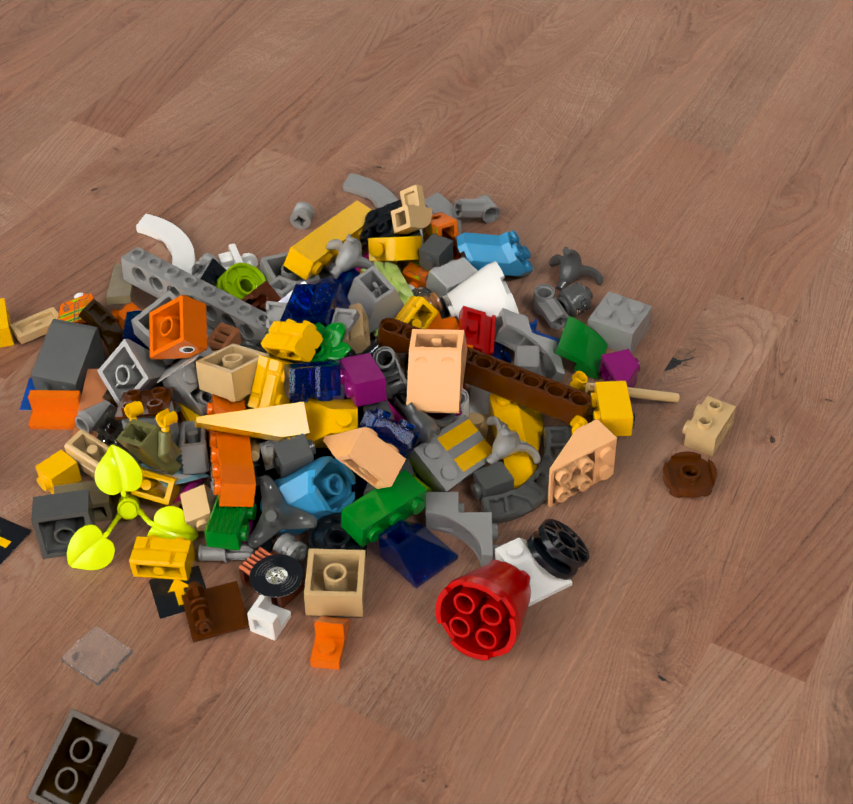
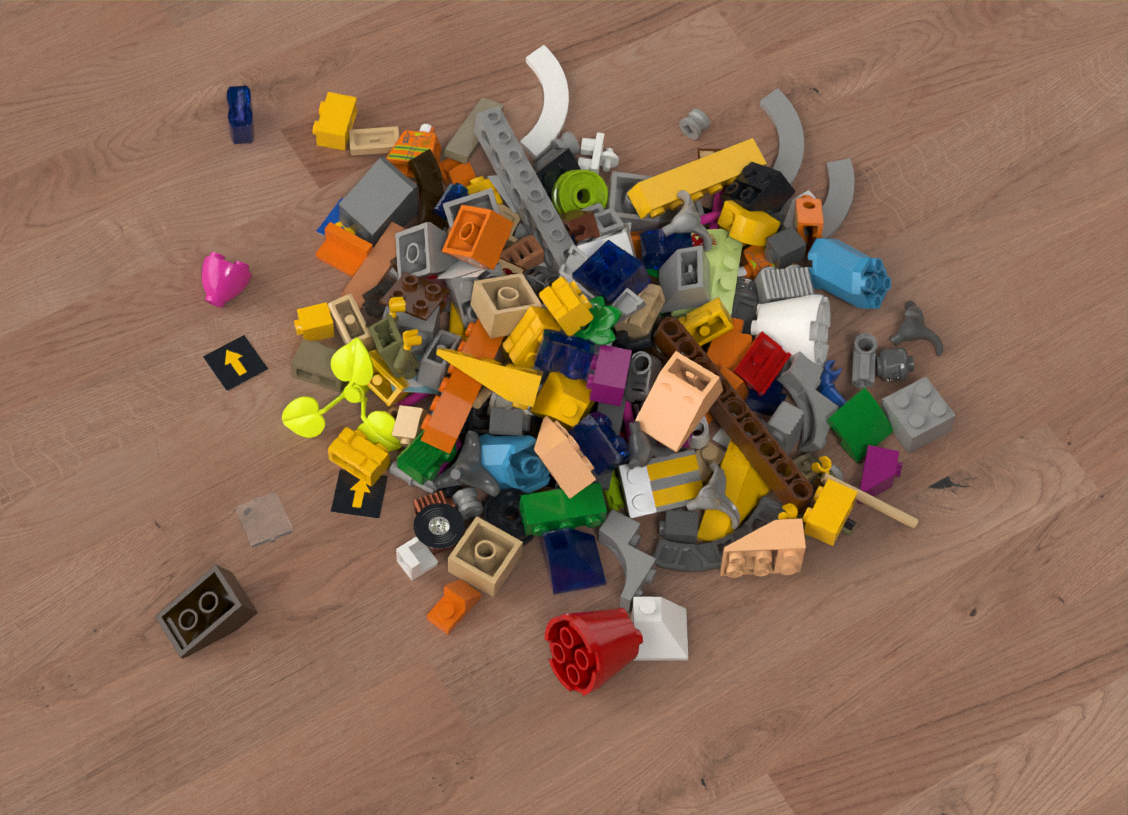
camera: 25 degrees right, 15 degrees up
(58, 518) = (291, 377): dark grey slope -> none
(89, 417) = (368, 279): light grey cone -> none
(214, 610) = (376, 528): reddish brown hinge -> none
(413, 213) = (786, 197): tan brick -> none
(434, 300) = (741, 308): medium nougat bush -> none
(478, 208) = (881, 203): light grey piece -> none
(558, 549) = (688, 624): black wheel -> none
(680, 485) = (868, 624): reddish brown plate -> none
(709, 425) = (919, 570): tan brick -> none

